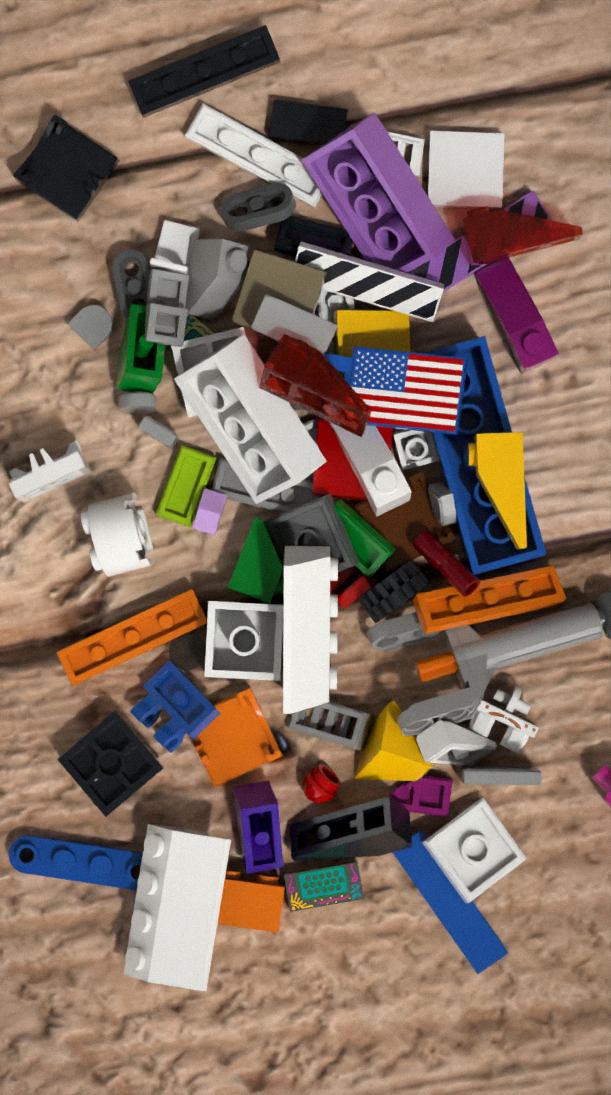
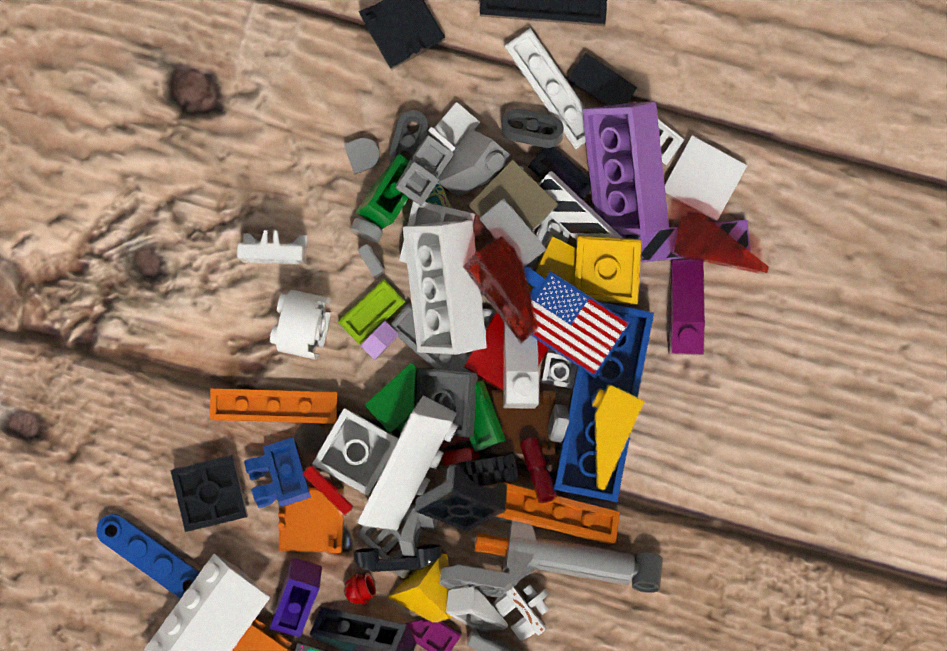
camera: 20 degrees right, 0 degrees up
(235, 694) = (328, 489): none -> red tile
(316, 748) = (369, 559): none -> black bar
(349, 676) = (412, 531): none -> light grey slope
(383, 635) = (462, 501): none -> black piece
(413, 313) = (609, 268): none -> yellow tile

